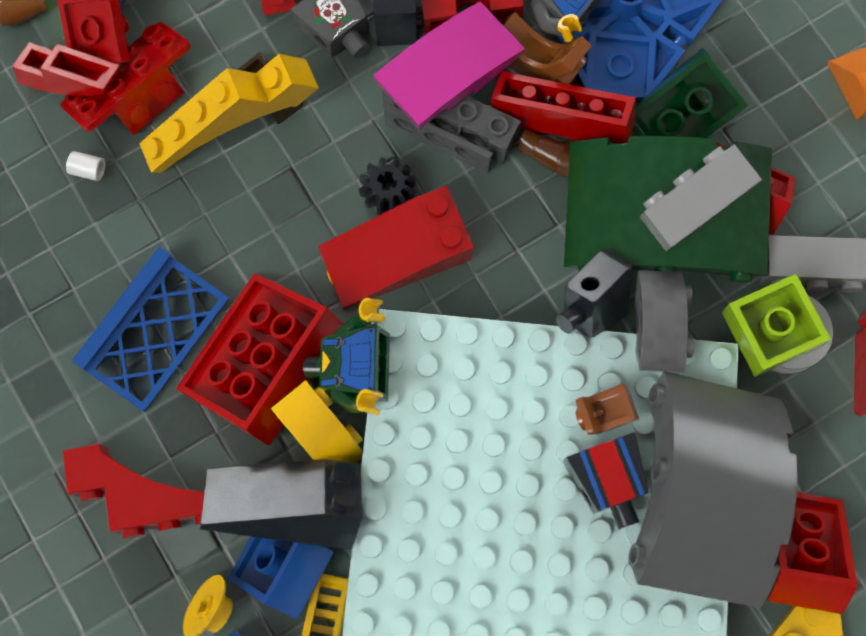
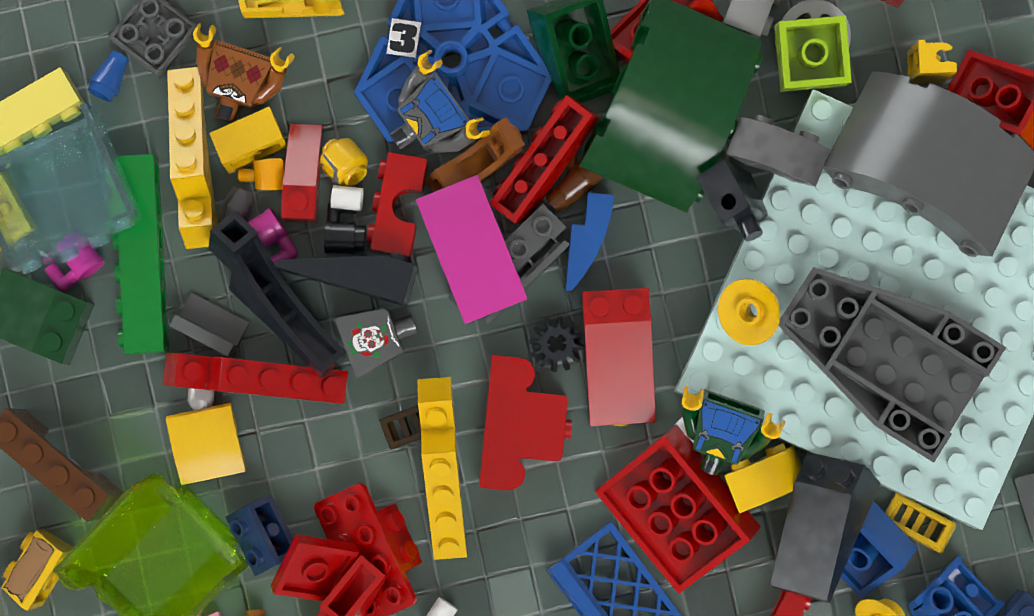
camera: 65 degrees left, 10 degrees up
(295, 176) = (519, 424): none -> red brick
(484, 346) = (736, 312): none -> yellow dish
(488, 512) = (891, 356): none -> dark grey wedge
(501, 182) = (588, 238): none -> blue slope
(606, 410) = (838, 227): dark orange bracket -> none
(610, 477) = (896, 244): torso -> none
(699, 196) = (688, 80): light grey brick -> none
(811, 453) = (925, 64): none -> yellow hinge

